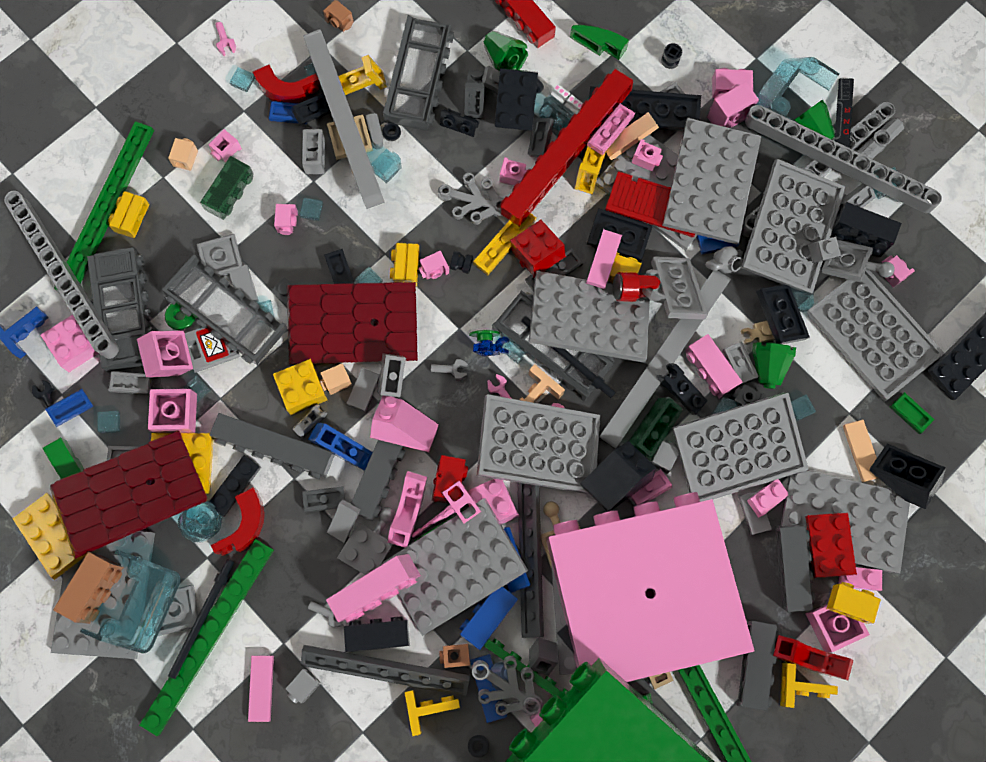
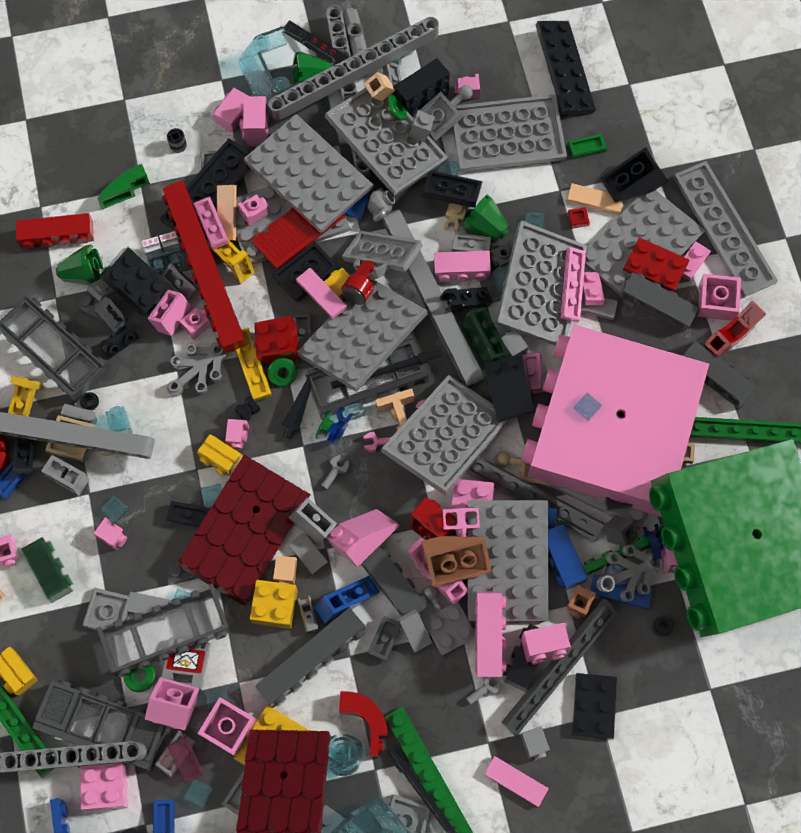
camera: 55 degrees left, 5 degrees down
(127, 393) = (185, 759): none -> clear pink tile
(234, 485) = (325, 708): black plate -> none
(367, 722) = (594, 706): none -> black plate
(389, 644) = (545, 643): none -> bright pink brick
(421, 517) = (455, 558): none -> nougat slope
(426, 708) = (607, 661): yellow bracket -> none
(479, 305) = (296, 413): none -> black bar
(507, 277) = (286, 380): none -> green piece
(508, 144) = (169, 311): none -> bright pink brick
(547, 693) = (654, 544): none -> clear blue plate
(637, 557) = (587, 406): none -> clear light blue tile
(759, 477) = (573, 285): none -> bright pink tile
(789, 686) = (748, 360): yellow bracket -> none
(827, 218) = (396, 108): none -> green piece
(833, 445) = (578, 217): none -> red tile
(836, 189) = (379, 86): none -> light nougat brick
(853, 603) = (711, 273): yellow brick -> none
(914, 592) = (725, 228): none -> light grey plate

